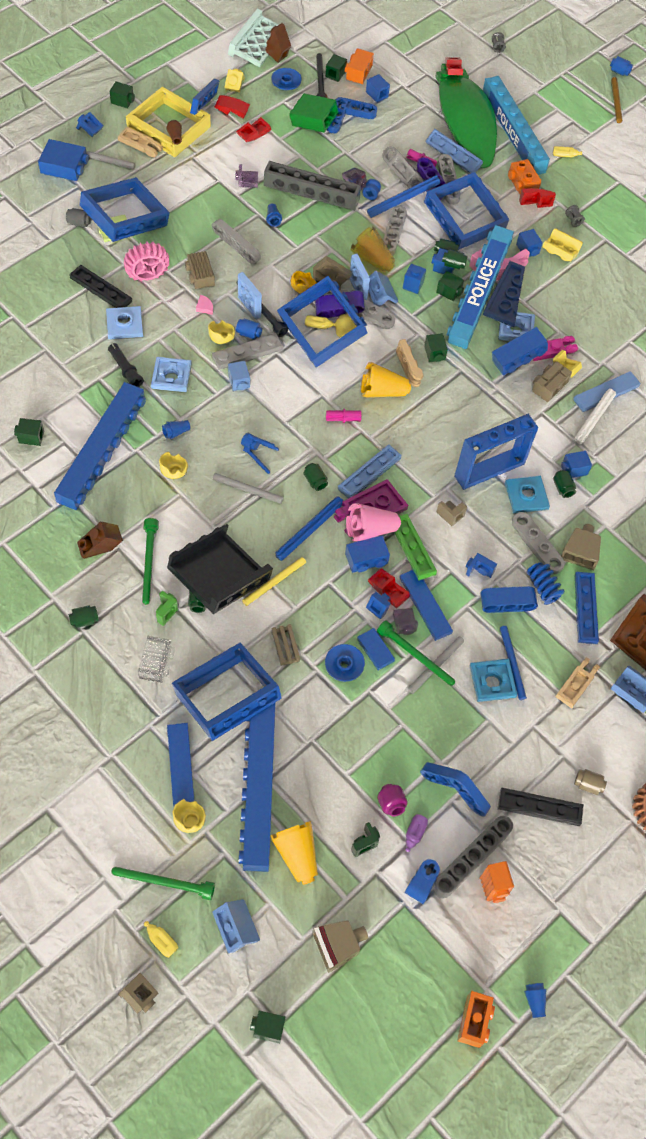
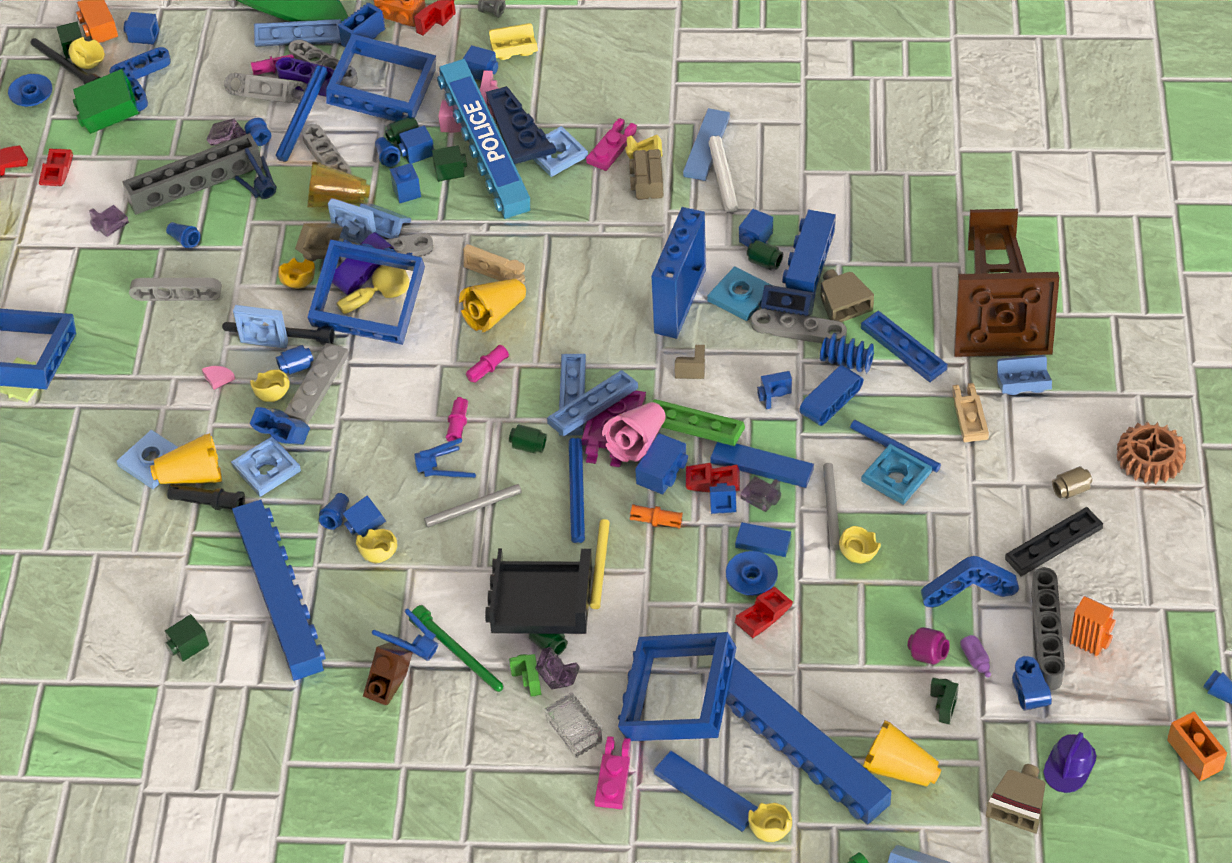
camera: 35 degrees left, 10 degrees down
(83, 616) = (457, 750): dark green brick -> none
(100, 287) = (81, 447): black tile -> none
(131, 542) = (422, 646): none -> blue plant
(134, 340) = (189, 463): none -> yellow cone
(145, 707) = (613, 775): none -> dark pink hinge
(146, 261) = (109, 379): bright pink gear -> none
(179, 619) = (554, 671): none -> clear purple bracket
(183, 444) = (363, 517): none -> blue brick
(199, 358) = (279, 425): none -> blue brick
(200, 270) = (173, 345): dark tan brick -> none
(239, 375) = (339, 411): medium blue brick -> none
(282, 630) = (679, 604): dark tan tile -> none
(292, 433) = (457, 419): none -> dark pink axle
(327, 692) = (764, 612): none -> red slope
(332, 581) = (656, 516): none -> orange pin
(333, 79) = (86, 53): none -> light yellow hair
(341, 221) = (263, 184): none -> dark blue plant
(370, 486) = (592, 403): none -> medium blue tile
(386, 630) = (756, 514): green piece -> none
(394, 951) = (1069, 763): none -> dark purple piece
(422, 702) = (858, 544): none -> light yellow hair
(424, 256) = (388, 153): none -> blue cone
(435, 347) = (502, 230): dark green brick -> none
(454, 259) = (431, 131): dark green brick -> none
(490, 172) = (365, 22): none -> blue brick
(520, 351) = (589, 169): blue brick -> none
(545, 521) = (788, 300): none -> dark blue brick
(590, 505) = (810, 251): none -> blue brick

